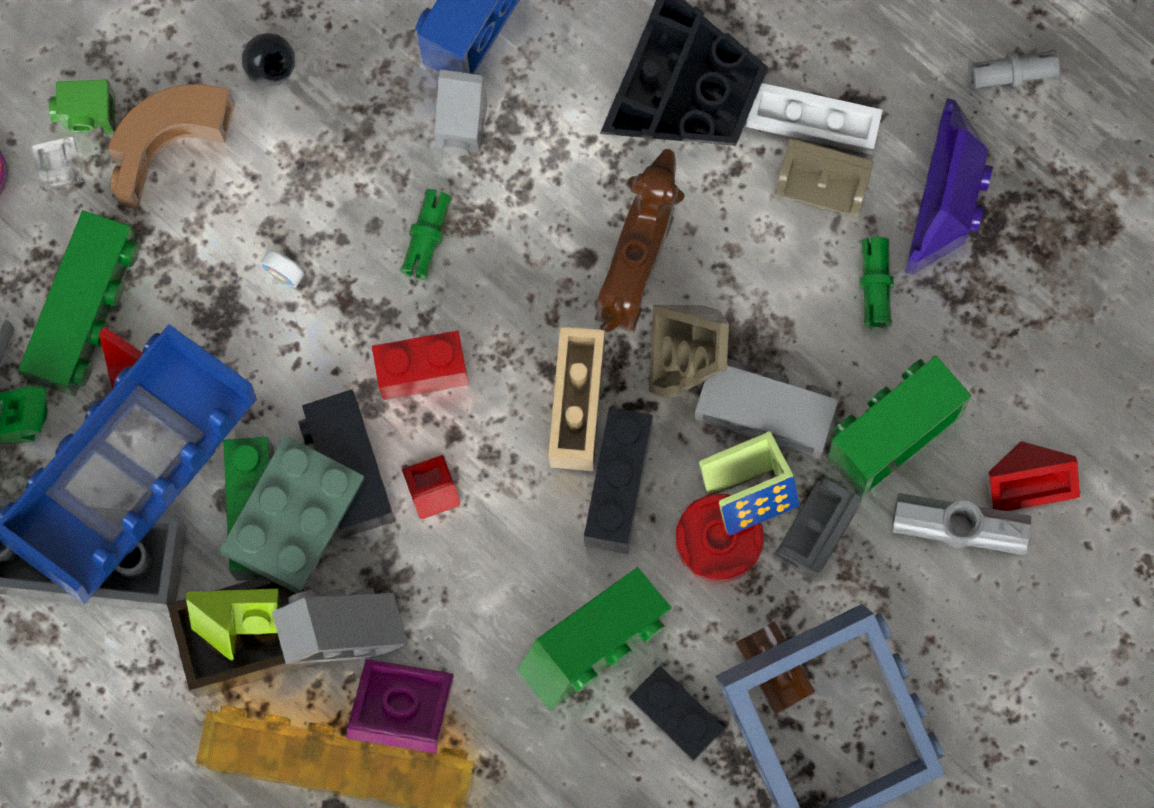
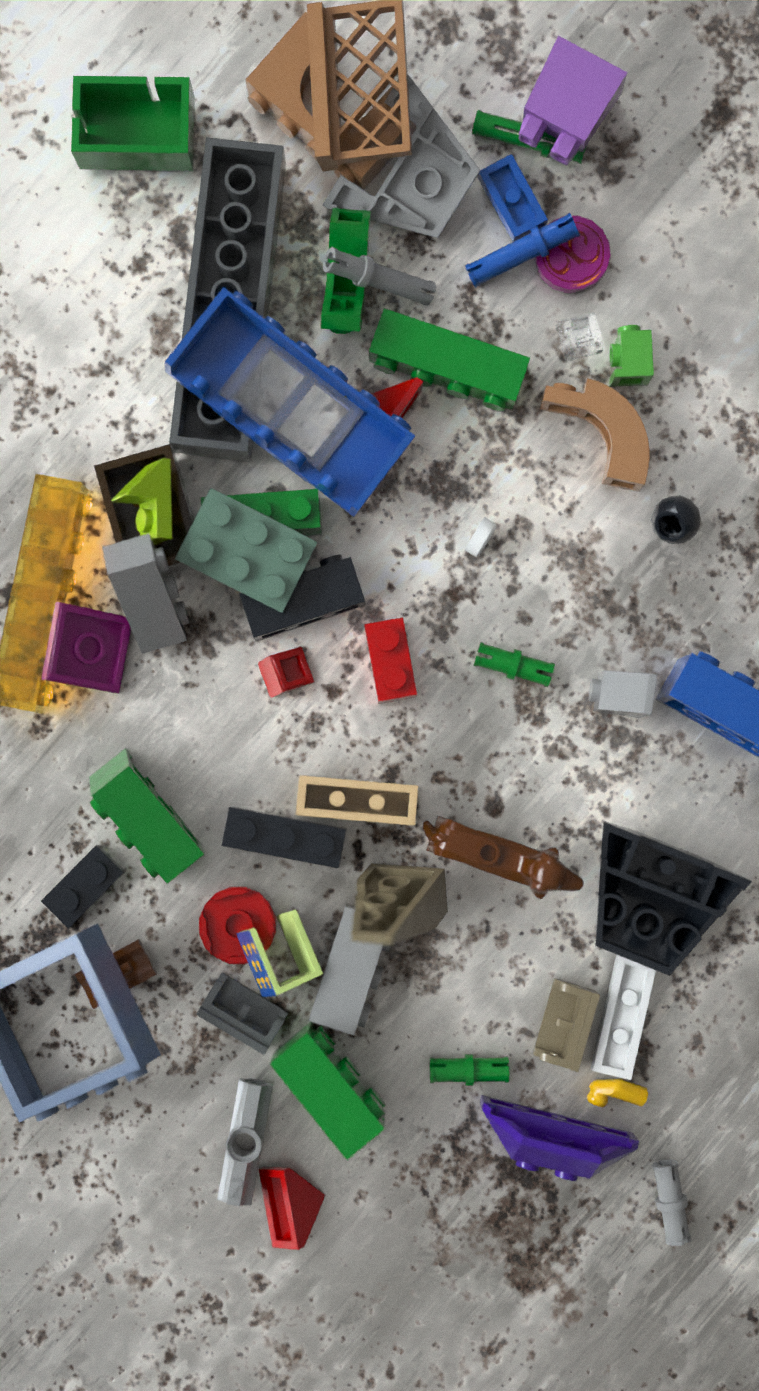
camera: 85 degrees right, 10 degrees up
(893, 124) = (617, 1088): none -> yellow arm

